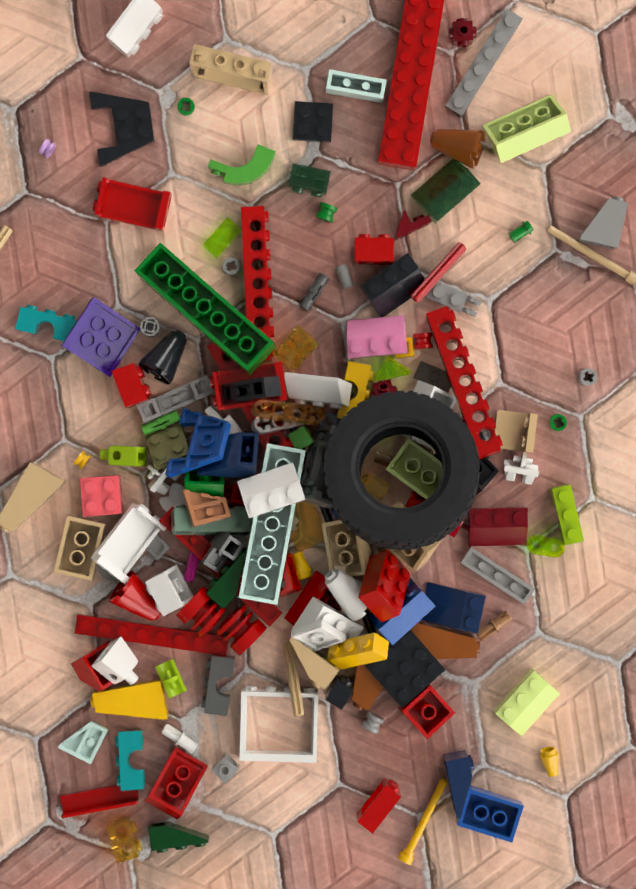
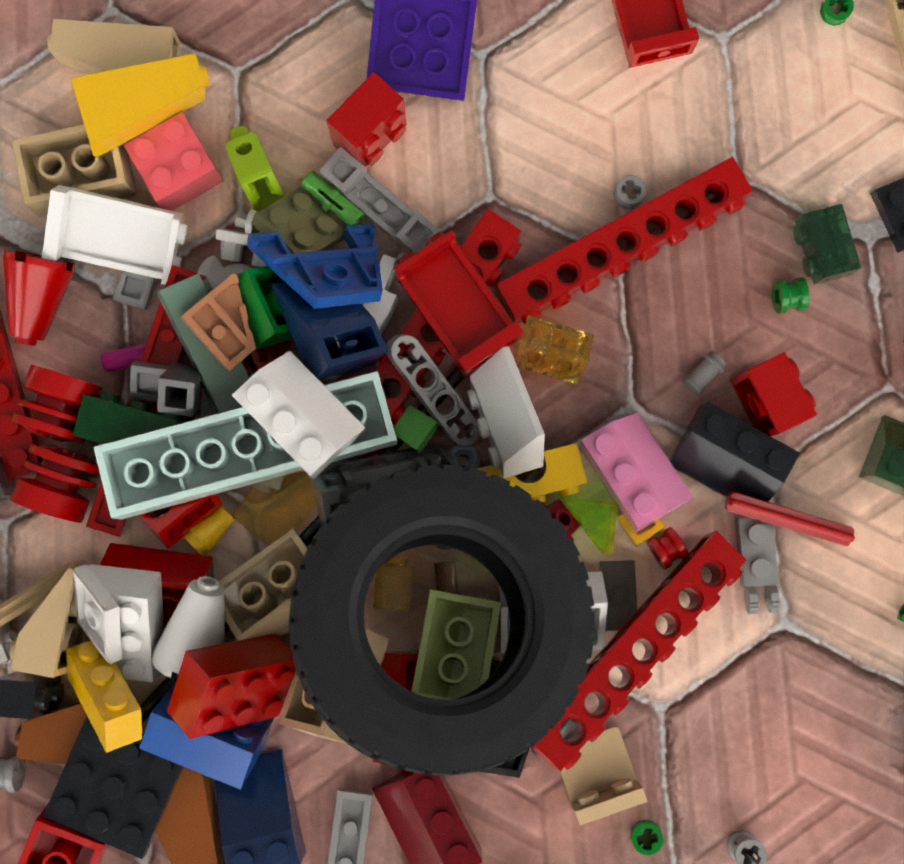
camera: 65 degrees right, 5 degrees down
(64, 502) = (136, 98): none -> yellow slope
(82, 460) = (216, 109): yellow bush -> none
(150, 327) = (472, 120): light grey wheel -> none
(165, 357) = (438, 155): black cone -> none
(169, 590) = (67, 335): white brick -> none
(205, 308) = (545, 177): green brick -> none
(222, 237) = (666, 157): clear neon green plate -> none
(246, 174) = (788, 146): bright green arch -> none
(251, 390) = (454, 307): black slope -> none
(288, 412) = (450, 382): clear orange beam -> none
(314, 291) = (656, 337): dark grey pin -> none
(406, 227) = (834, 435): dark red slope -> none
(521, 466) = (546, 813): white hips -> none

